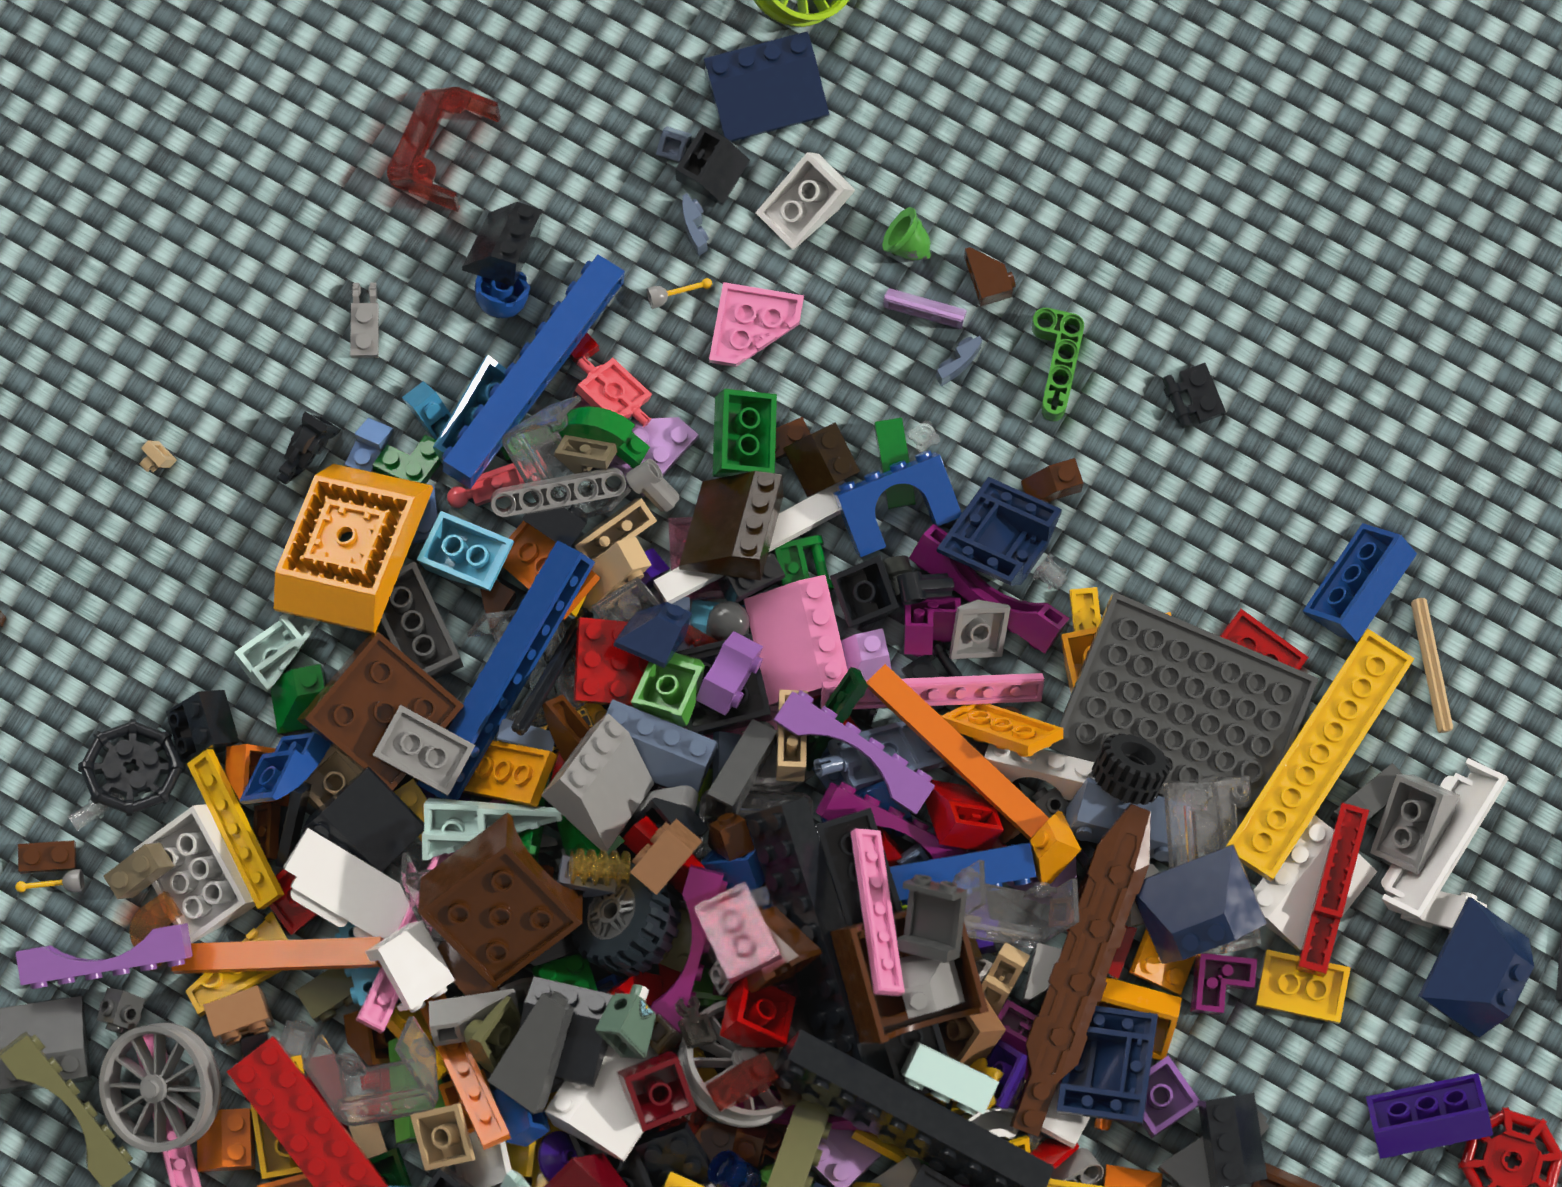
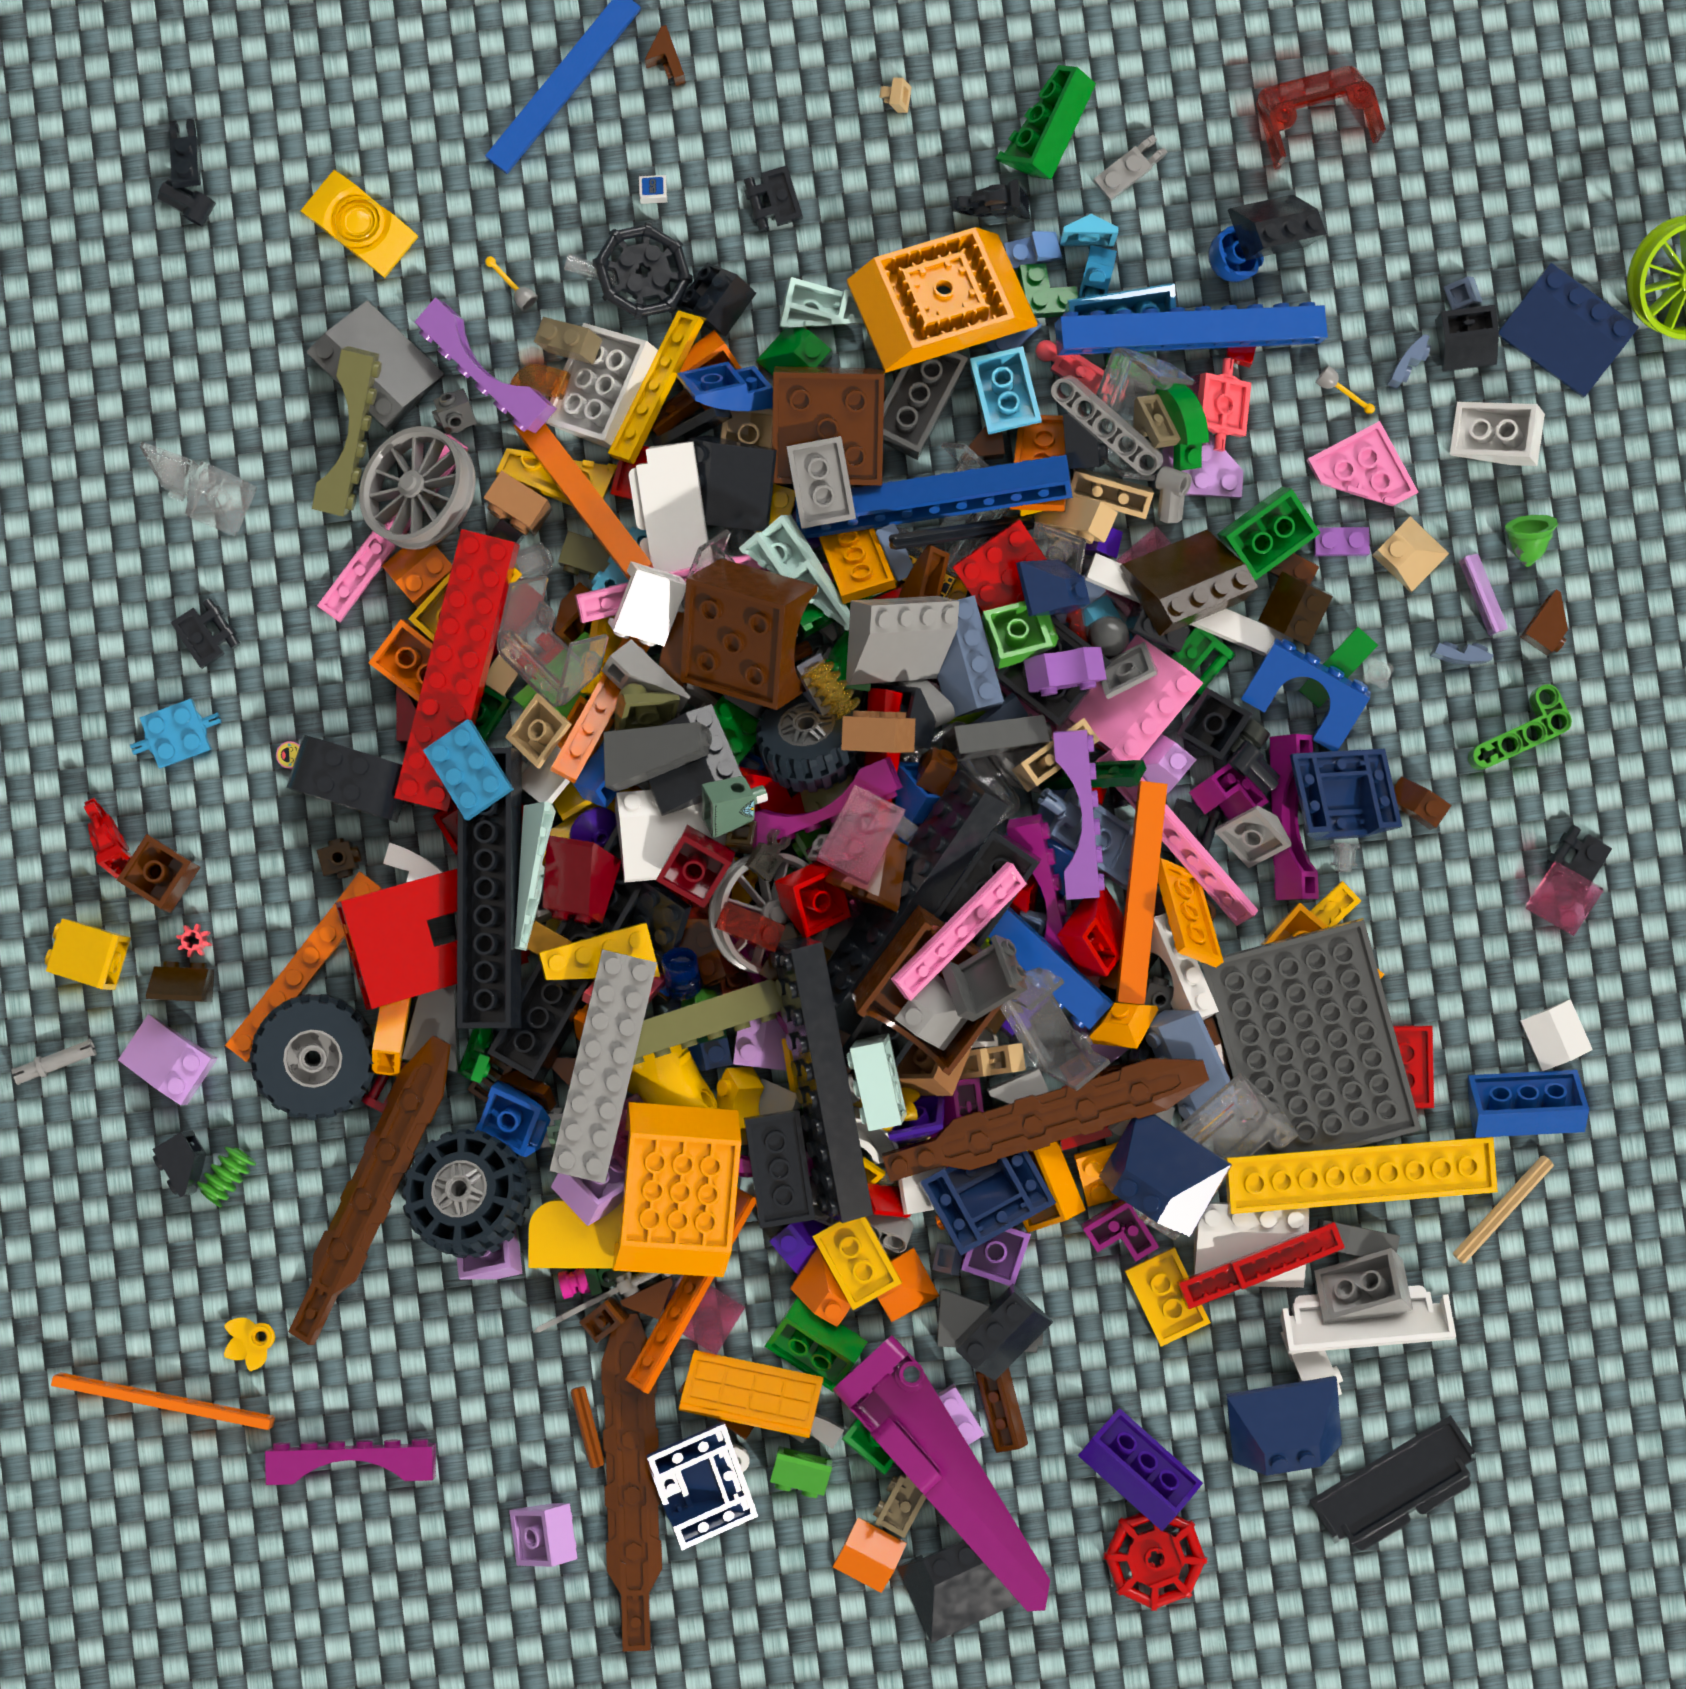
camera: 50 degrees right, 10 degrees up
(47, 857) = (527, 263): reddish brown plate -> none
(71, 709) = (653, 189): none -> slope
(161, 610) = (781, 195): none -> black plate
(279, 356) = (1049, 124): none -> green wedge
(391, 389) = (1089, 231): none -> medium azure slope
(769, 625) = (1128, 670): none -> light grey slope
(796, 384) = (1342, 541): none -> medium lavender plate
(848, 339) = (1410, 554): none -> tan slope
(1130, 769) = (1231, 1039): black tyre -> none
(1137, 1142) = (947, 1259): none -> sand blue tile
(1216, 428) = (1564, 898): none -> clear pink plate
(1322, 518) = (1556, 1035): none -> white slope

